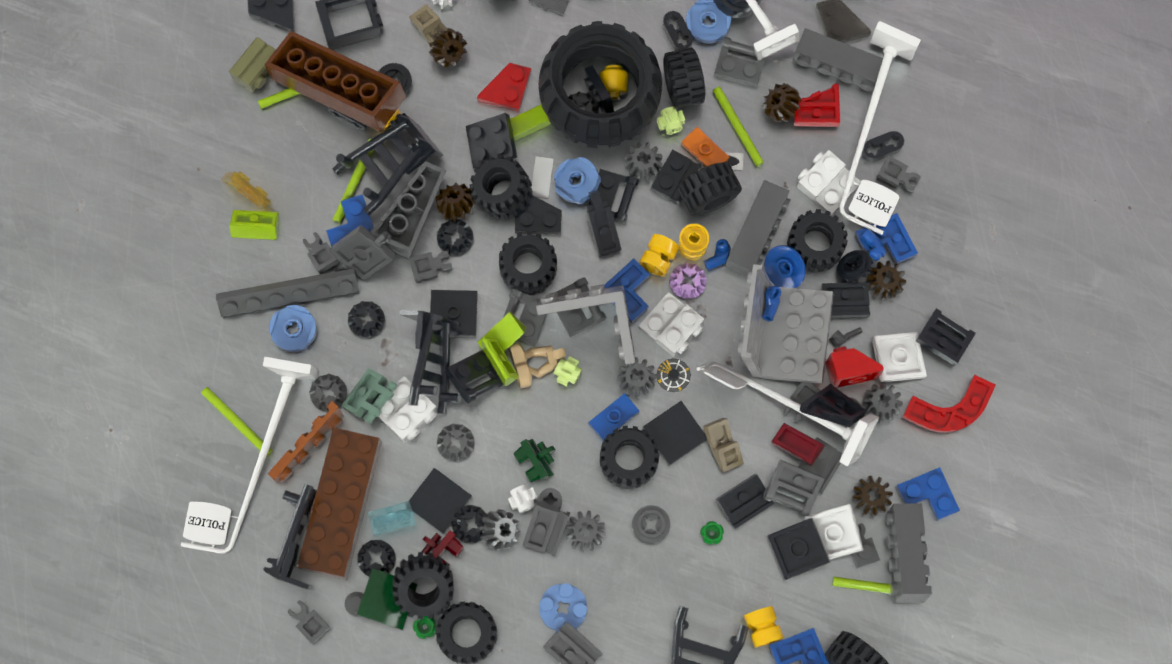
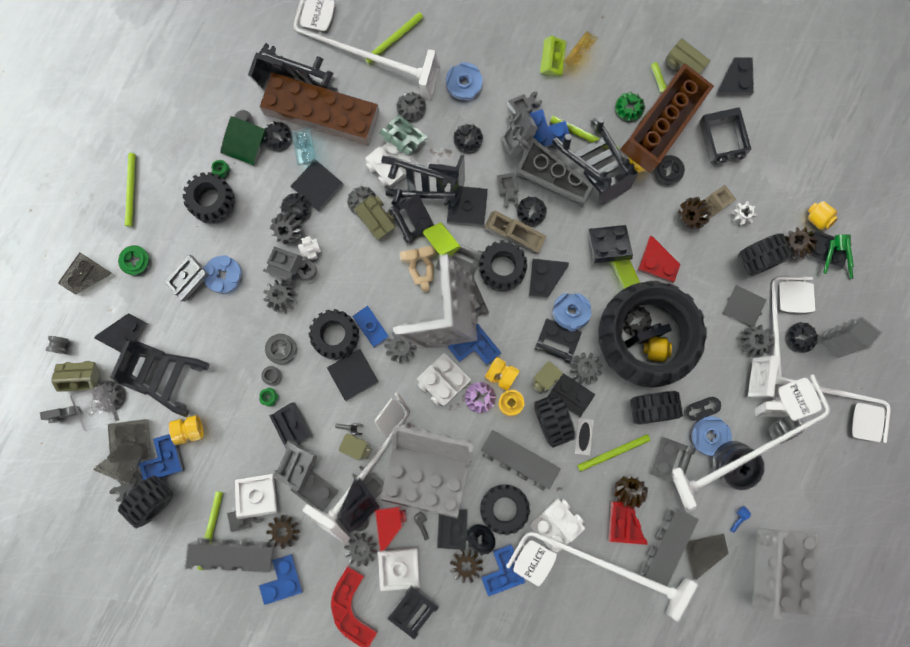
camera: 100 degrees right, 5 degrees up
(287, 292) = (493, 78): dark grey plate -> none
(310, 624) = (230, 84): dark grey plate -> none
(312, 139) = (627, 113): none -> green gear
(321, 426) = (387, 104): dark orange wing -> none
(427, 603) = (245, 164): black tyre -> none
(448, 543) = (268, 178): dark red hips -> none
(455, 201) = (559, 211): dark brown gear -> none
(477, 420) = (374, 216): none -> olive brick
(483, 254) = (514, 231): none -> dark tan slope
(491, 174) = (575, 236): black tyre -> none
(499, 360) = (420, 235): lime slope -> none
(540, 459) = (341, 262): dark green hips -> none
(542, 176) = (579, 285): white sticker -> none
(568, 371) = (410, 291): yellowish green gear -> none
(602, 225) = (531, 328): black hinge -> none
(660, 202) = (546, 377): none -> olive brick
(671, 120) = (620, 394): yellowish green gear -> none
(673, 375) = (402, 378): dark grey piece -> none
(685, 532) = (271, 375): none -> dark grey plate
(703, 148) = (593, 422): orange plate -> none
(721, 255) = (498, 426): blue arm -> none
(722, 445) = (338, 412): dark tan slope -> none
(740, 429) = (351, 428): none -> dark grey hand
(764, 416) = (355, 447): none -> olive brick
(772, 301) = (453, 464): blue arm -> none
(778, 269) = (483, 479): blue dish -> none
(797, 444) = (332, 474): dark red tile -> none
(799, 548) = (246, 466): black plate -> none
(875, 243) = (497, 559): blue arm -> none
(881, 141) = (592, 576): black beam -> none
(895, 173) = (563, 586): dark grey plate -> none

